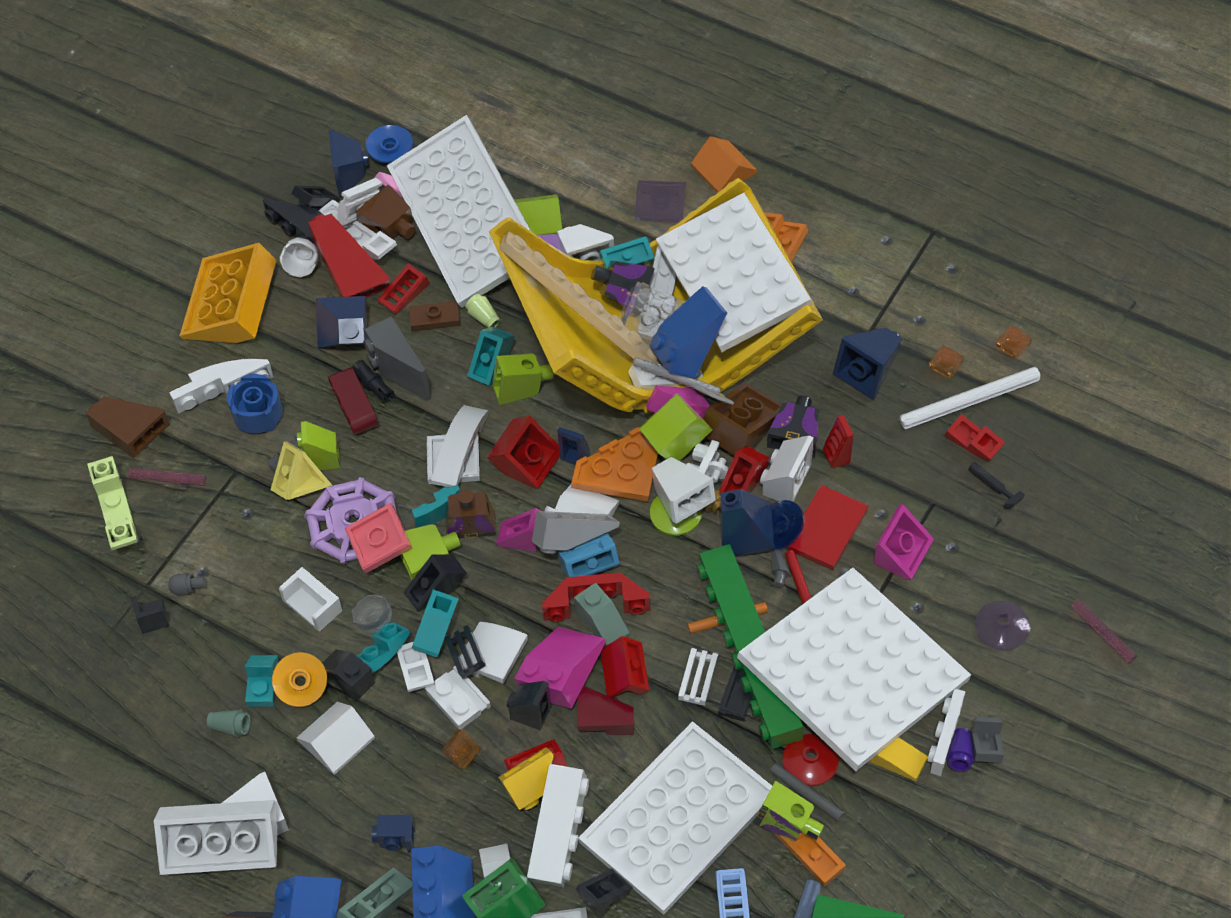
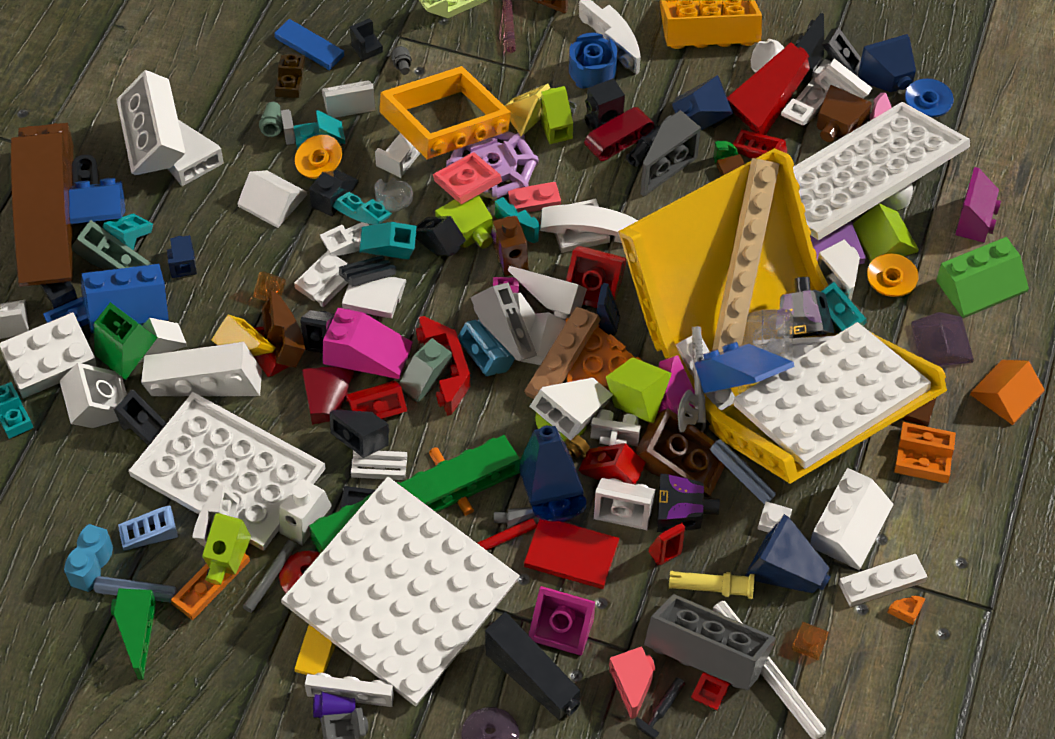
camera: 75 degrees right, 0 degrees up
(129, 673) = (309, 44): none -> blue tile
(168, 699) = (290, 76): none -> dark brown slope
(221, 641) = (349, 99): none -> white slope
(248, 703) = (288, 127): none -> light grey tile
(303, 574) = (397, 101): none -> light orange window
(323, 400) = (603, 103): none -> black brick
(351, 881) = (128, 228): none -> teal slope
(402, 318) = (723, 150): none -> green tile
(408, 489) = (534, 197): none -> coral plate
(520, 741) = (282, 331): none -> reddish brown slope
(530, 138) = (978, 208): none -> magenta slope
(542, 484) = (553, 293): none -> white slope
(583, 210) = (892, 267): none -> light orange dish
(604, 153) = (983, 277): none -> bright green slope
(615, 491) = (564, 351): none -> medium nougat plate
(661, 684) = (360, 431): none -> black slope
(746, 813) = (219, 501): none -> white slope
(748, 742) = (304, 507): none -> white torso
(771, 374) = (742, 471): none -> sand blue axle
(820, 363) = (771, 514): none -> white plate
(840, 309) = (851, 519): none -> white slope
(883, 411) = (726, 584): none -> light yellow pin
(896, 297) = (882, 580): none -> white plate
(926, 286) = (907, 608): none -> orange tile
(943, 430) = (709, 641): none -> dark grey slope
(948, 574) = (530, 667): none -> black slope
(969, 498) = (632, 677): none -> coral slope
(1013, 342) = (857, 706): clear orange plate -> none

